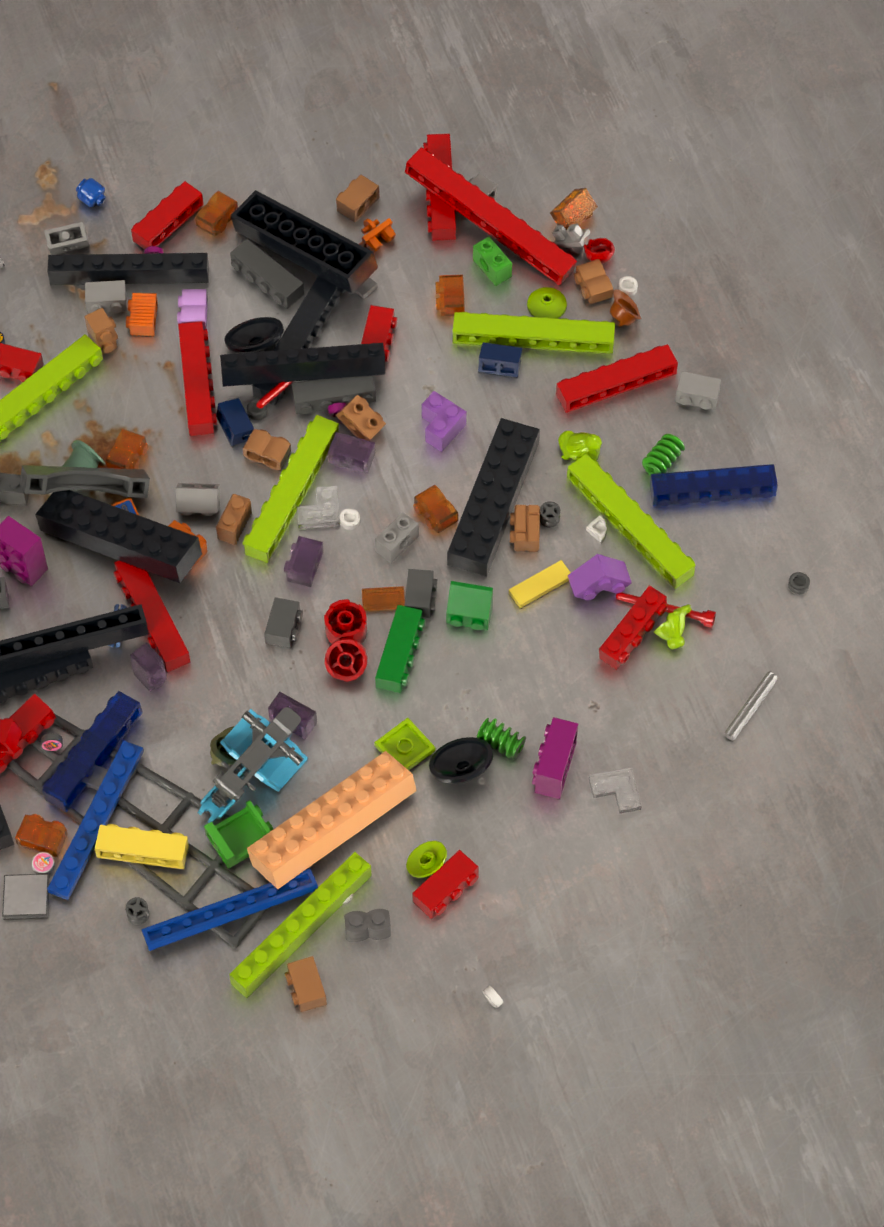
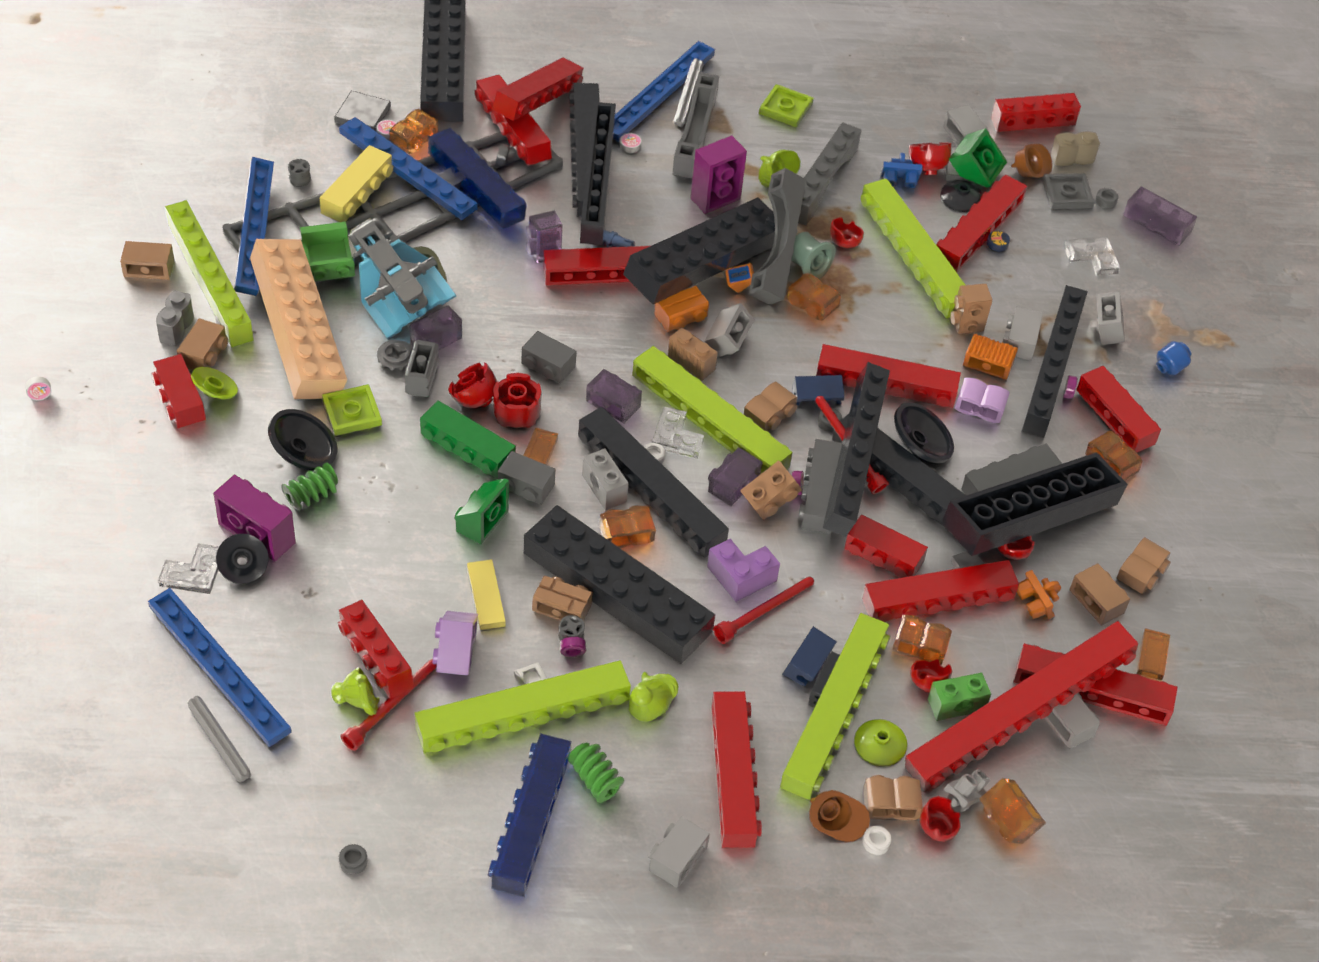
camera: 105 degrees right, 10 degrees down
(38, 447) = (845, 234): none -> red hair
(317, 177) = (1144, 565): none -> medium nougat brick
(328, 731) = (401, 348): none -> flat silver gear
(342, 706) = (421, 368): none -> dark grey brick
(382, 507) = (654, 482): none -> black brick
(388, 889) = (203, 344): none -> medium nougat brick
(391, 160) = (1153, 654): none -> clear orange tile
(406, 298) = (940, 591): none -> red brick
(481, 281) = (925, 673): none -> red hair
(496, 415) = (725, 630): none -> red piece
(527, 344) = (822, 678): none -> black tile
(565, 507) = (573, 647): none -> magenta tile
(593, 756) = (242, 546): none -> black dish
(692, 733) = (220, 667): none -> blue plate

